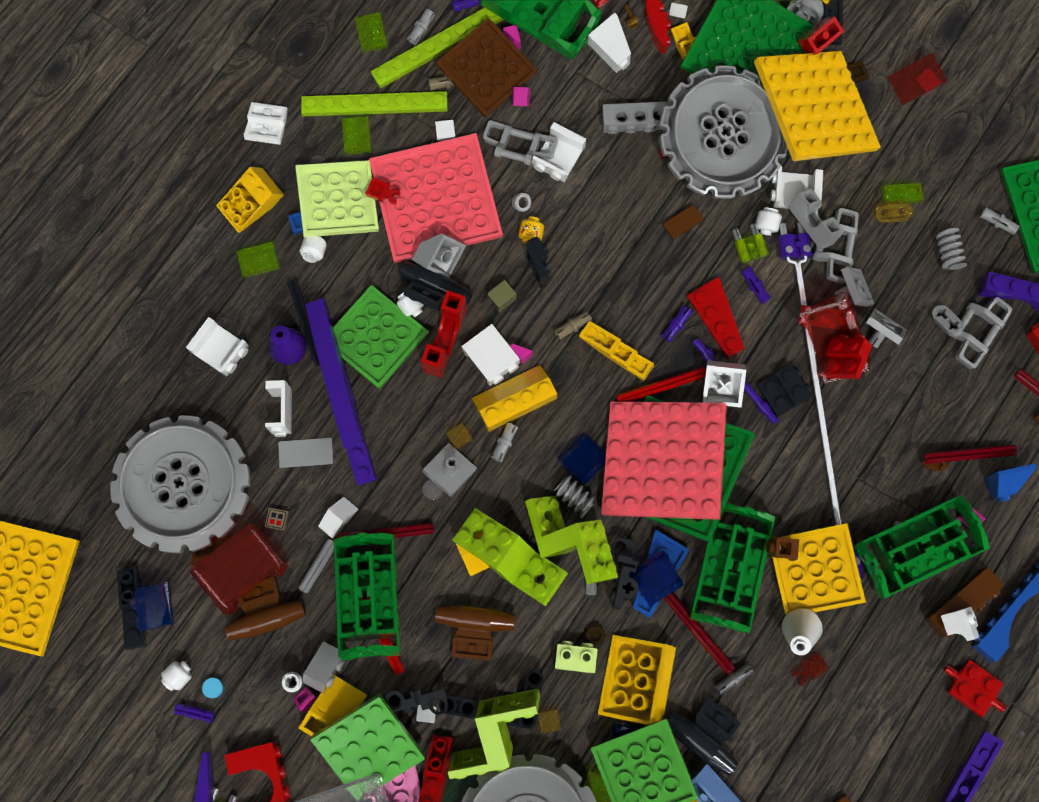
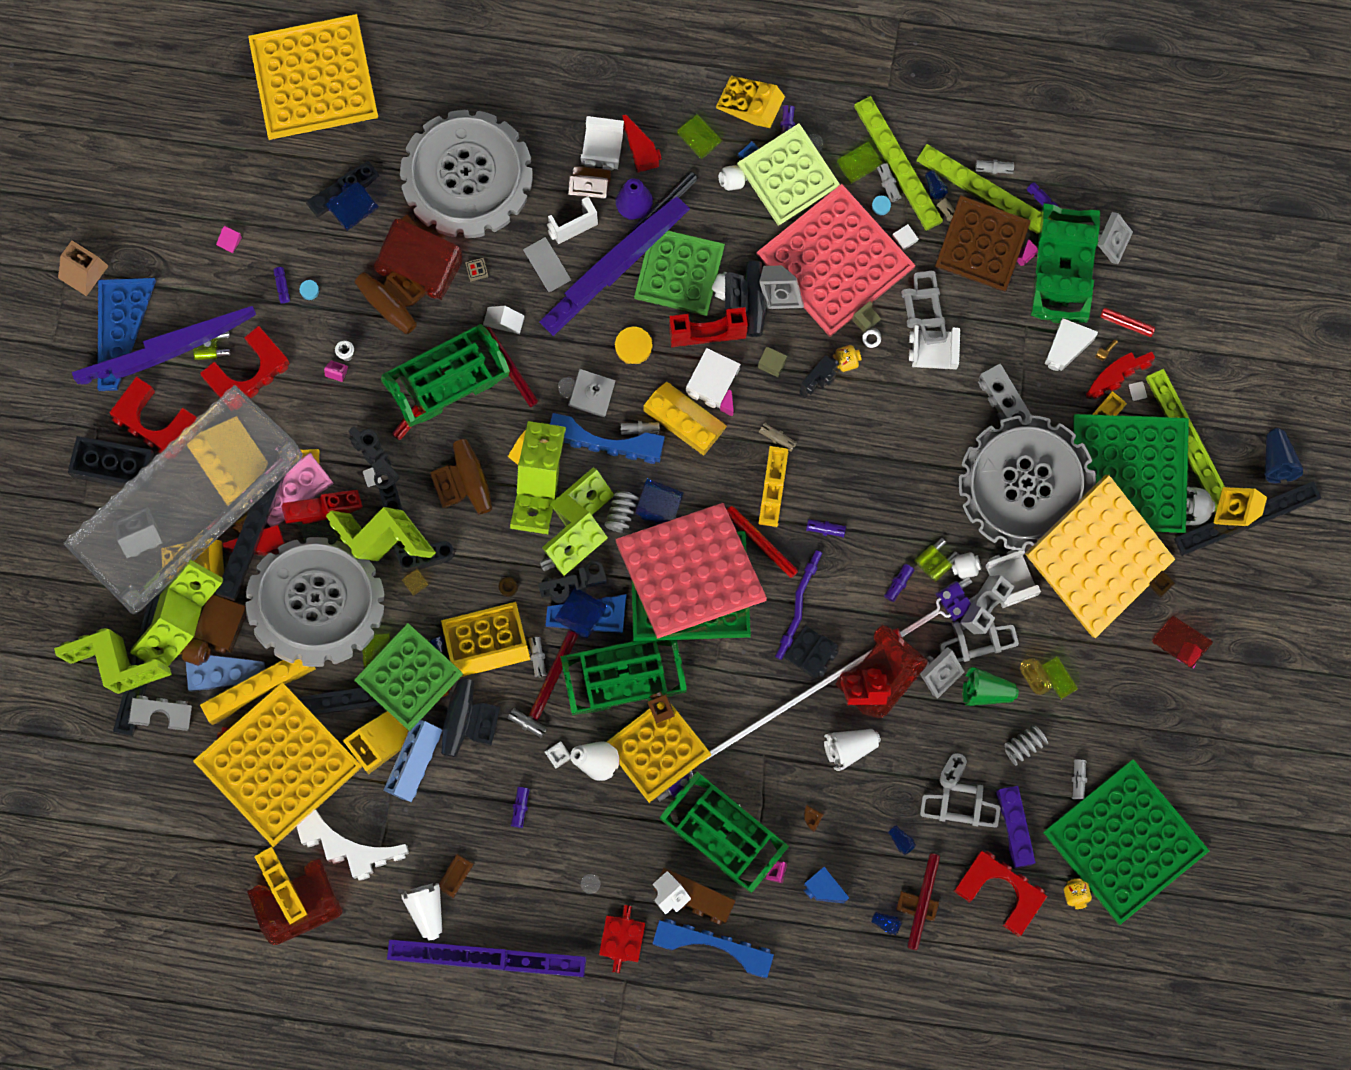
camera: 60 degrees right, 0 degrees up
(121, 743) = (229, 239): none -> dark pink slope
(176, 675) = (304, 254): white head -> none
(242, 314) = (642, 148): none -> red slope
(251, 374) = (589, 182): none -> panel
(265, 123) = (829, 78): white slope -> none
(287, 178) = (787, 121): none -> dark purple pin
(317, 566) = (451, 323): light grey axle -> none
(323, 668) = (367, 369): light grey brick -> none
(332, 705) = (336, 397): yellow slope -> none
(368, 743) = (324, 435): bright green plate -> none
(371, 32) = (965, 125): clear neon green plate -> none
(380, 190) = (814, 207): red plate -> none
(388, 119) = (888, 182): none -> light grey pin
(405, 136) = (881, 205): none -> medium azure tile
(413, 81) = (936, 185): none -> clear blue cone
(423, 411) = (633, 345): none -> yellow tile
(459, 436) = (626, 387): clear yellow tile -> none
(502, 198) = (866, 317): none -> olive panel
(521, 96) = (972, 288): dark pink slope -> none
(525, 444) = (644, 446): none -> blue arch
(575, 657) = (479, 578): yellowish green brick -> none
(675, 639) = (537, 656): none -> light grey pin
(683, 222) = (927, 490): reddish brown tile -> none
(716, 315) = (854, 558): red wing -> none
(724, 383) = (787, 592): white brick -> none
(776, 664) = (558, 754): none -> white tile
(811, 724) = (520, 807): none -> dark purple pin
(812, 667) = (571, 788): clear red plate -> none
(821, 35) = (1172, 529): red brick -> none
(884, 328) = (916, 714): light grey tile -> none
(887, 258) = (987, 688): none -> green cone
(888, 399) = (850, 746): none -> white cone
(910, 692) = (590, 884): none -> clear tile
(970, 454) = (835, 844): dark red axle -> none
(990, 394) = (902, 841): none -> clear blue cone

